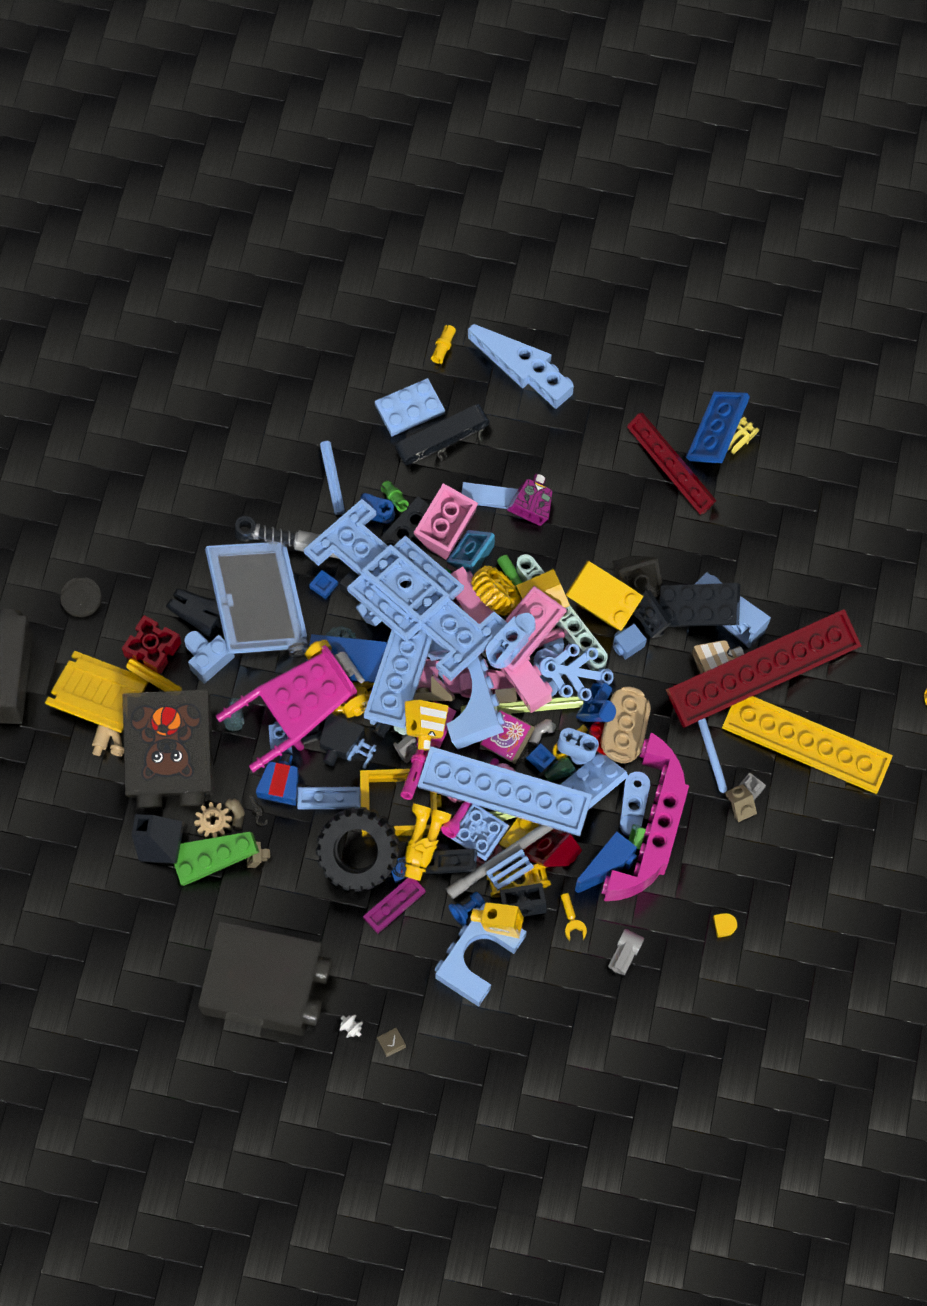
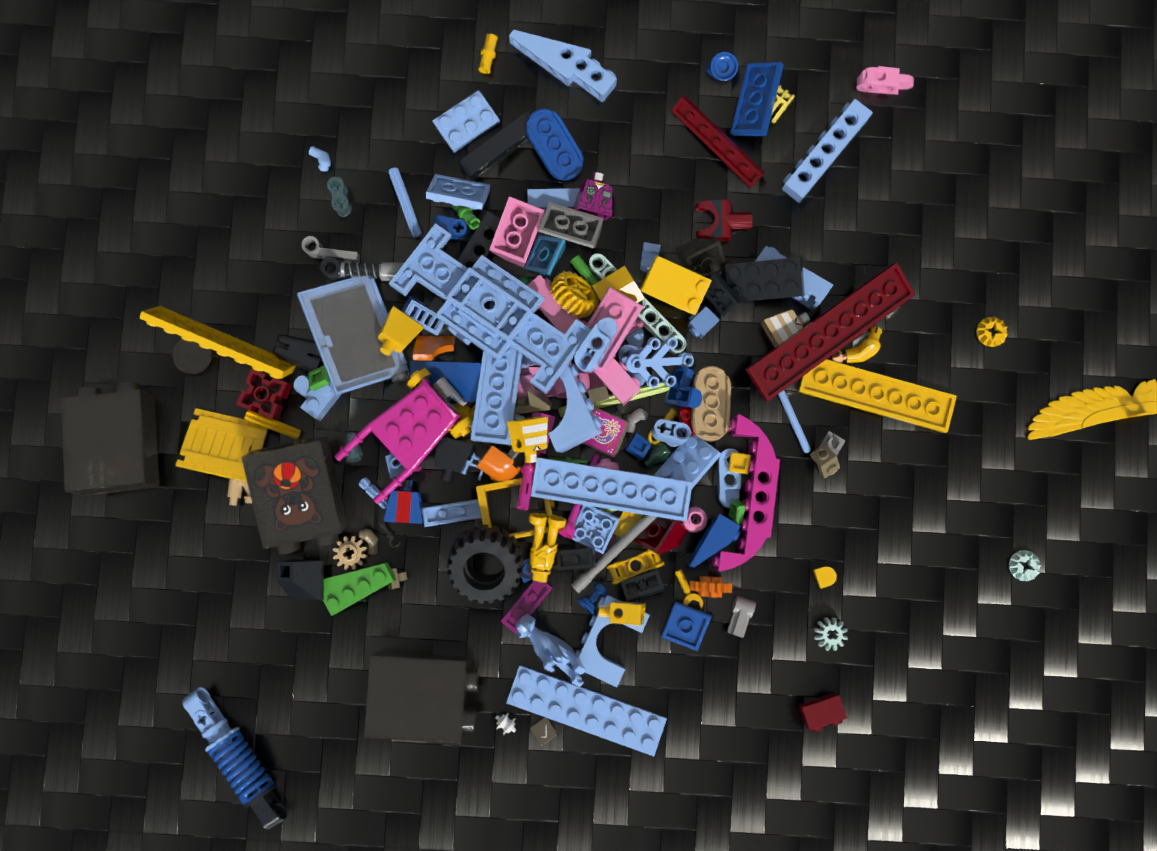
camera: 10 degrees left, 15 degrees up
(52, 1016) = (239, 766): none -> piece
(118, 588) = (214, 339): none -> yellow plate
(212, 634) = (318, 378): none -> bright green tile
(234, 512) = (323, 253): none -> light grey plate
(246, 760) = (372, 491): none -> light blue axle
(254, 421) = (323, 158): none -> light blue arm
(264, 461) = (339, 196): none -> clear light blue axle
(304, 602) = (397, 331): none -> yellow torso
(329, 598) = (438, 326): none -> light blue slope
(335, 623) = (430, 346): none -> orange tile
(387, 750) = (497, 465): none -> orange brick
(390, 473) = (457, 191): none -> light blue plate
(413, 947) = (551, 649): none -> light blue animal
(442, 1027) = (586, 710): none -> light blue plate
(498, 441) = (554, 144): none -> blue tile
(504, 522) = (571, 225): none -> light grey slope
(524, 859) = (631, 567): light blue tile -> none
(564, 952) = (686, 625): none -> blue tile
(580, 561) = (648, 254): none -> light blue leg
(590, 840) = (698, 515): none -> bright pink head
(596, 911) = (710, 586): none -> orange gear
(646, 787) = (739, 463): none -> yellow tile
(665, 541) = (722, 219): none -> dark red connector
(687, 390) = (723, 66): none -> blue piece
(702, 1067) = (823, 712): none -> dark red brick
(721, 992) = (838, 632): none -> light aqua gear
(751, 522) = (858, 115): none -> light blue brick
(792, 698) = (864, 351): none -> yellow arm
(854, 428) = (883, 80): none -> bright pink piece

